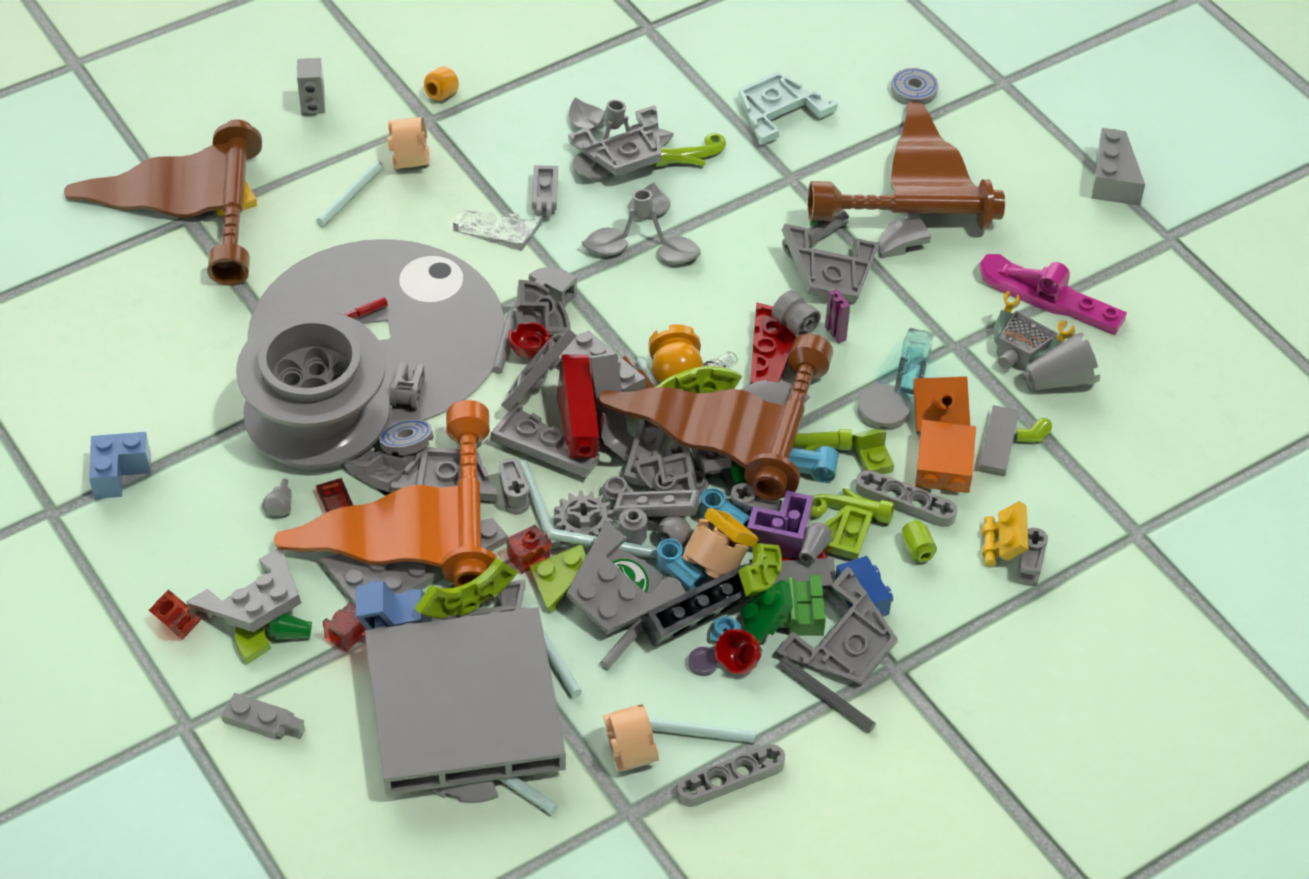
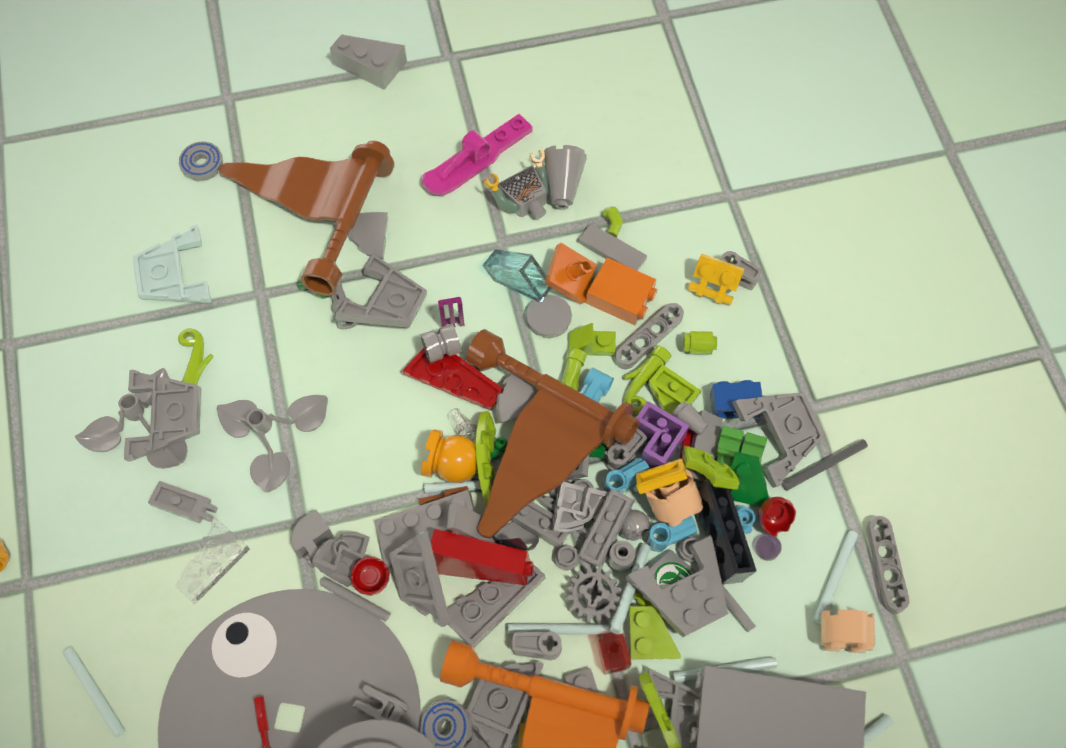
camera: 70 degrees left, 15 degrees up
(408, 142) = (63, 612): light nougat brick -> none

